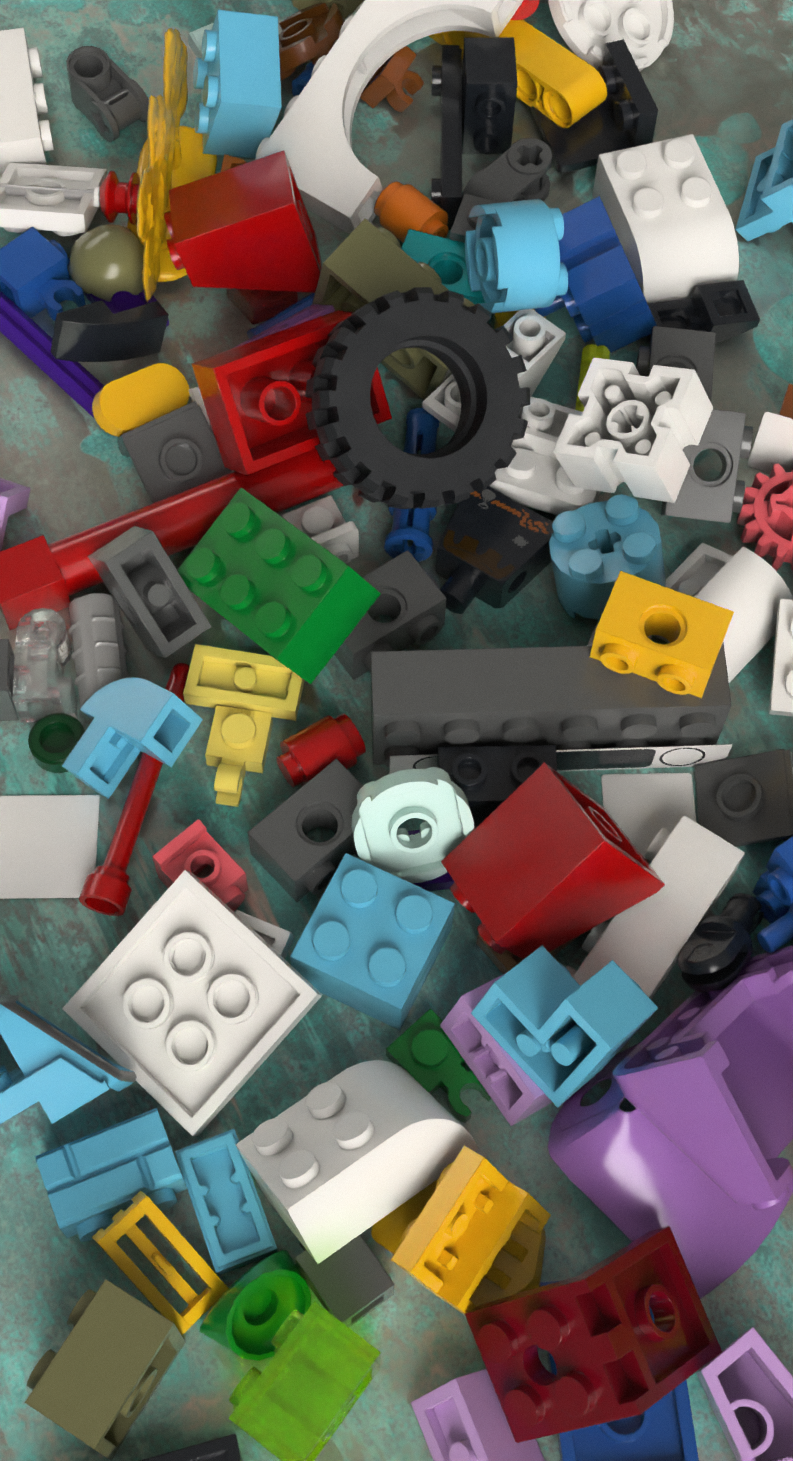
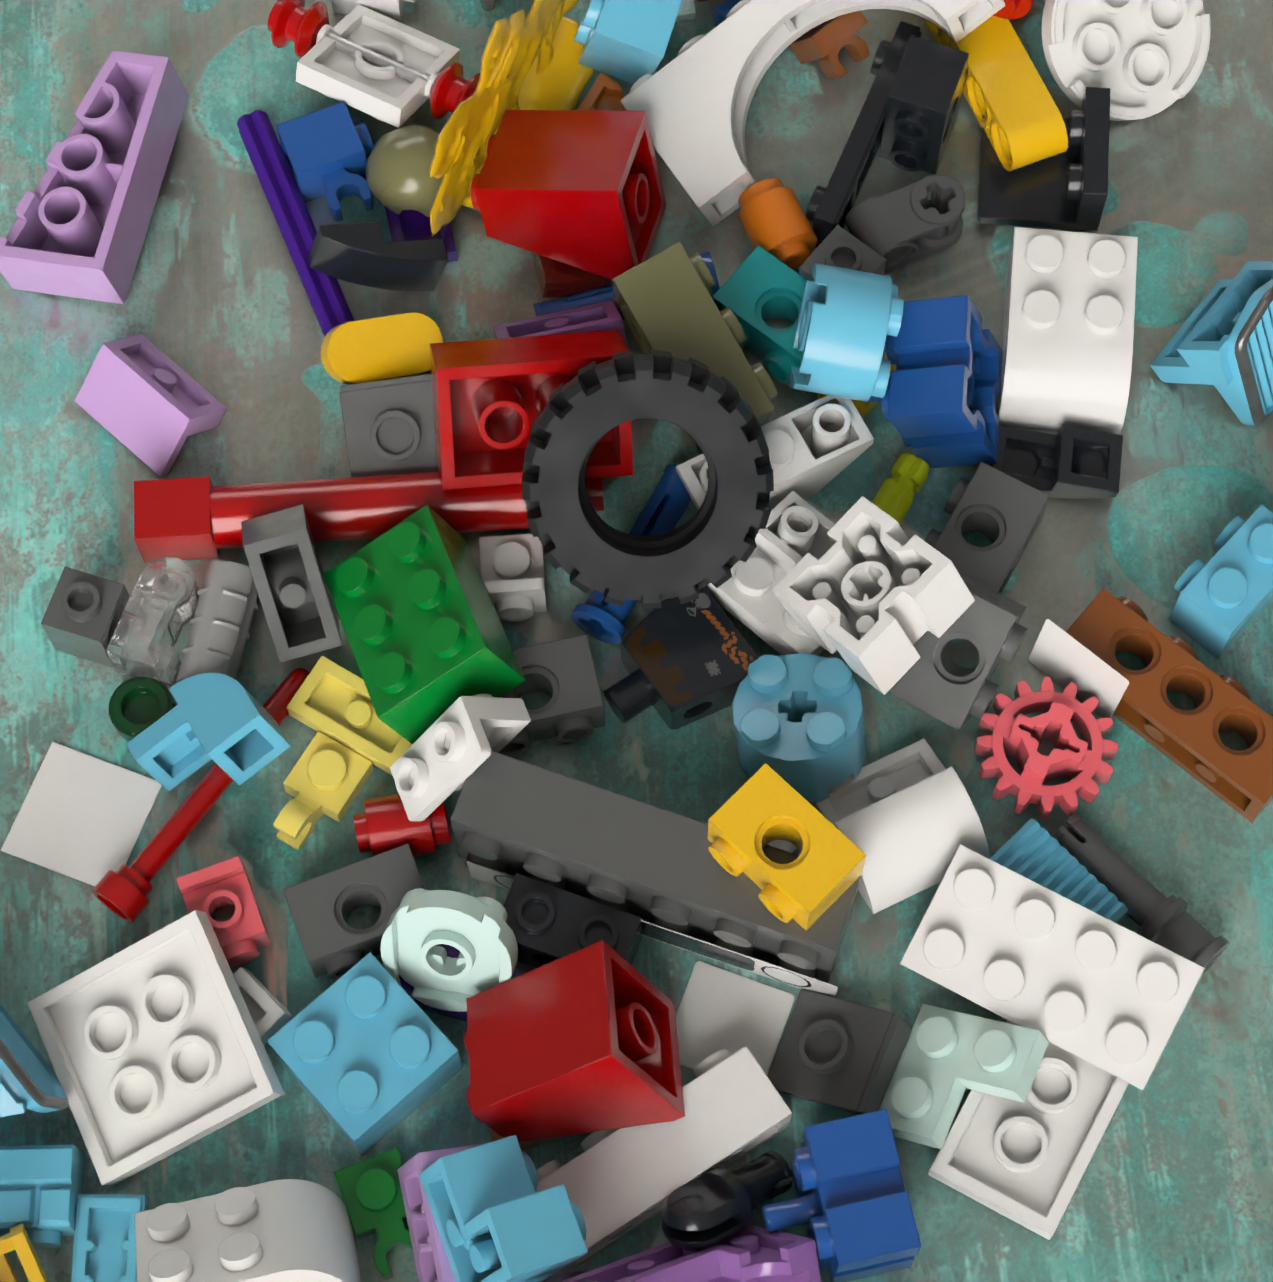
camera: 25 degrees right, 5 degrees up
(347, 667) = (455, 749): none -> white bracket

